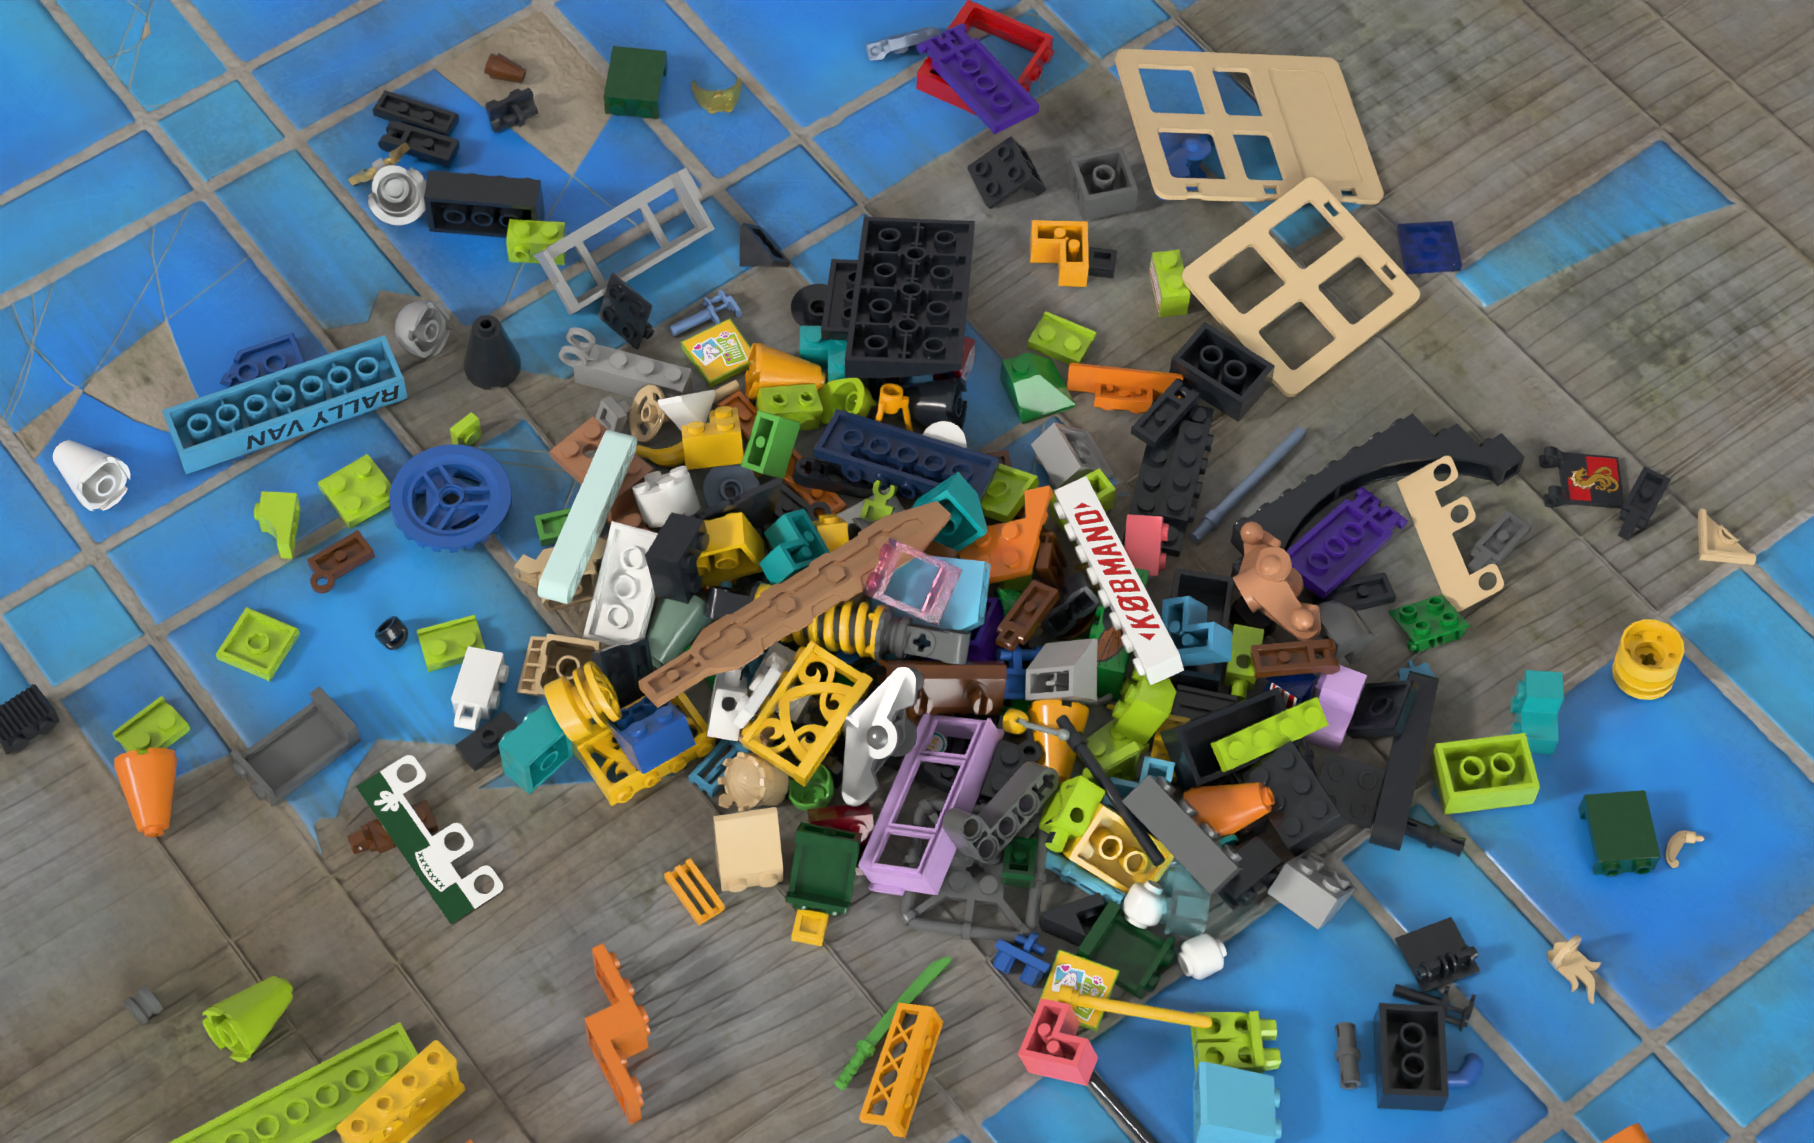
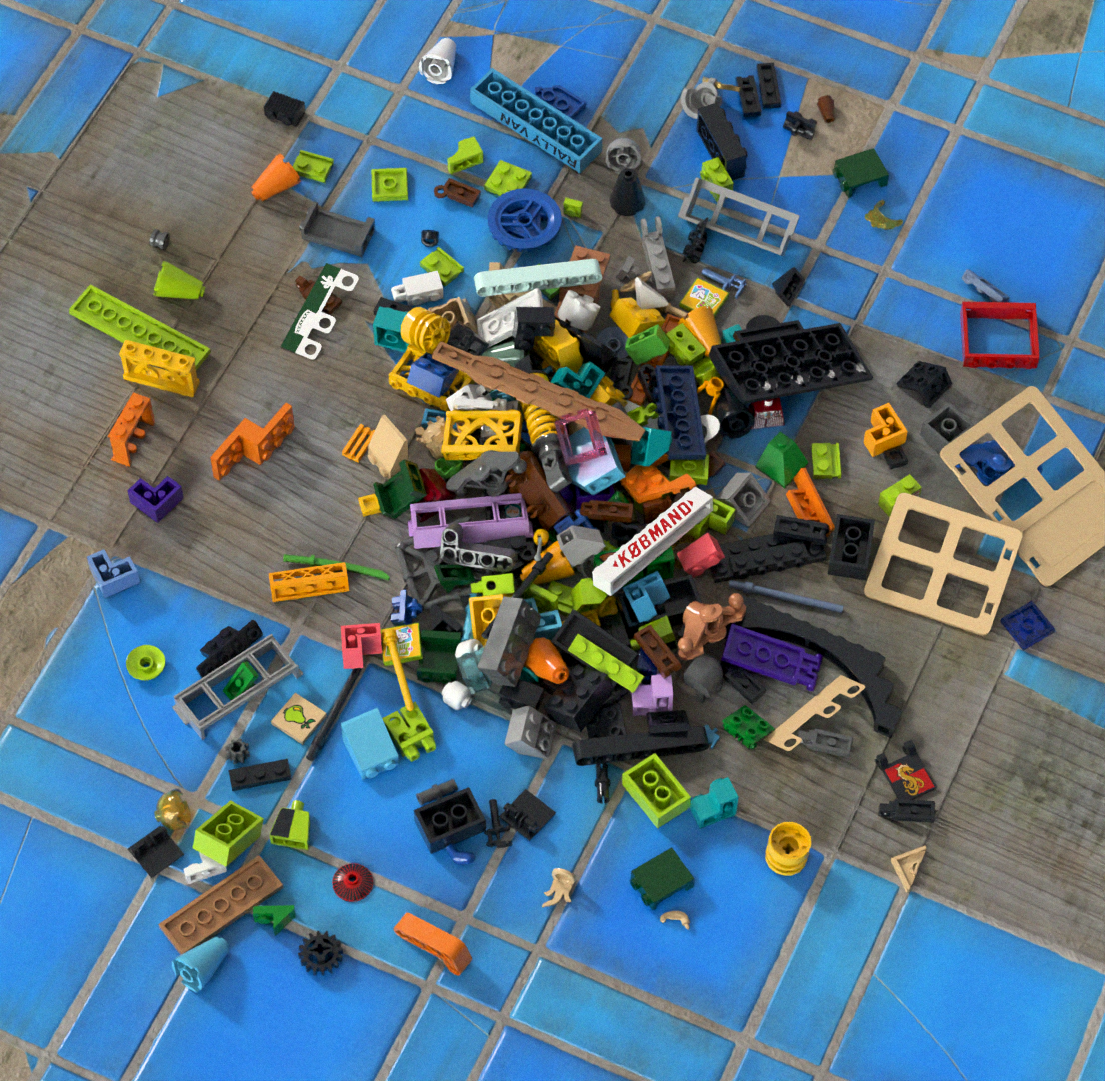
camera: 65 degrees right, 0 degrees up
(979, 79) = (974, 332): dark purple hinge -> none

